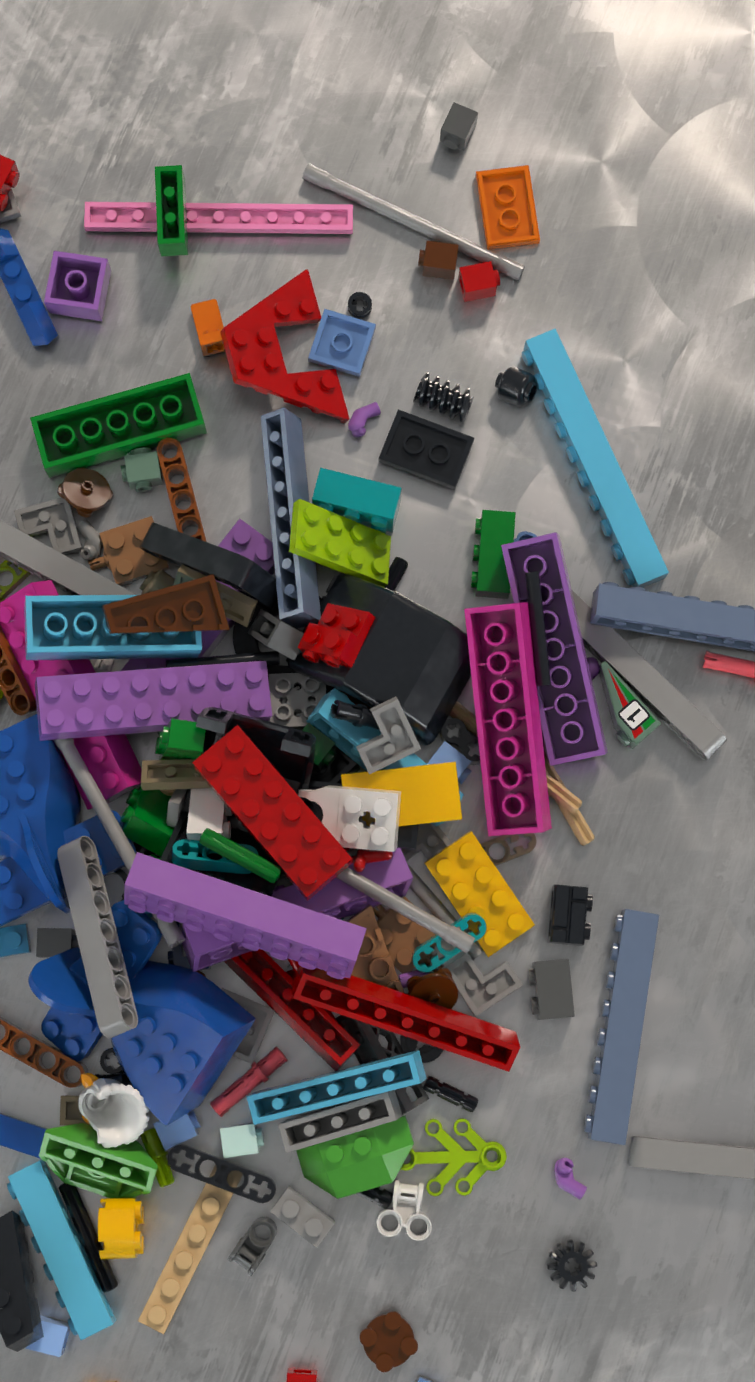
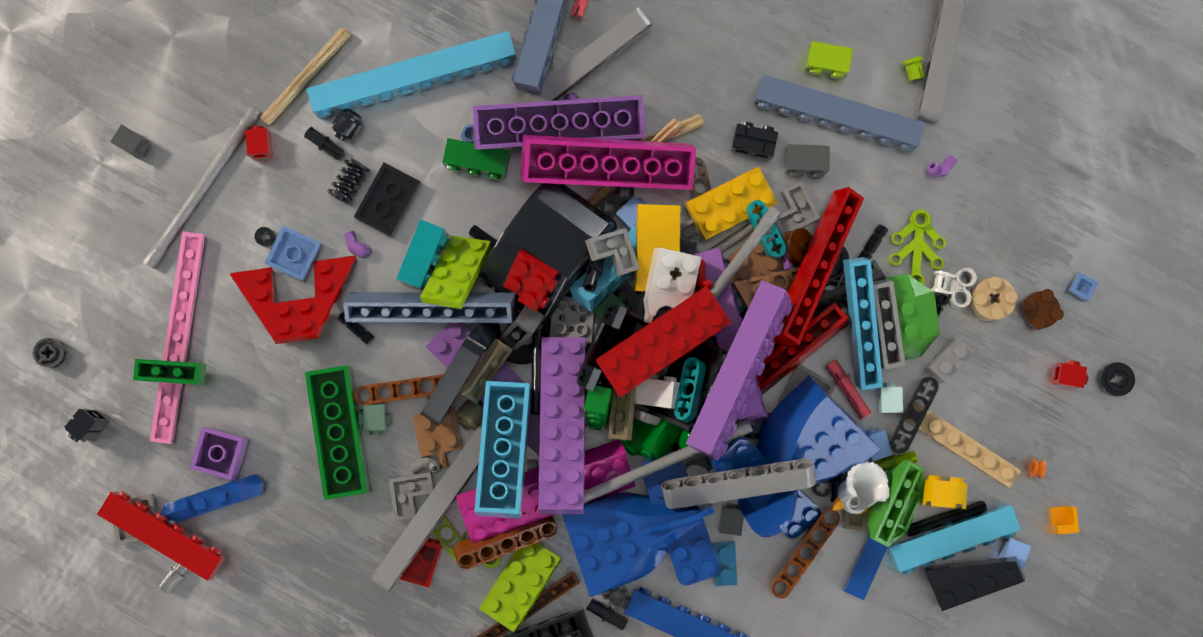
camera: 80 degrees left, 5 degrees up
(85, 491) = (386, 464): reddish brown piece -> none
(95, 123) = (86, 425): none -> black brick
(168, 1357) = (1037, 468): none -> orange bush
(176, 608) = (496, 398): reddish brown wing -> none
(183, 70) = (50, 352): none -> dark grey wheel
(208, 326) = (266, 354): orange bracket -> none
(240, 855) = (693, 369): green axle -> none
(251, 1248) = (968, 400): dark grey piece -> none
(253, 436) = (357, 329): none -> black axle
(394, 1285) = (1004, 299): none -> tan brick
(439, 260) = (237, 170): reddish brown brick -> none
(489, 361) = (324, 143): none -> black axle
(507, 207) = (200, 113): orange tile -> none
(538, 628) = (543, 130): black piece -> none
(573, 328) = (305, 76): none -> tan axle
(578, 1257) = (1008, 166): black gear -> none
(628, 713) = (609, 77): slope -> none
(693, 1003) = (828, 59): none -> lime brick
(700, 1124) = (914, 68): none -> lime bush

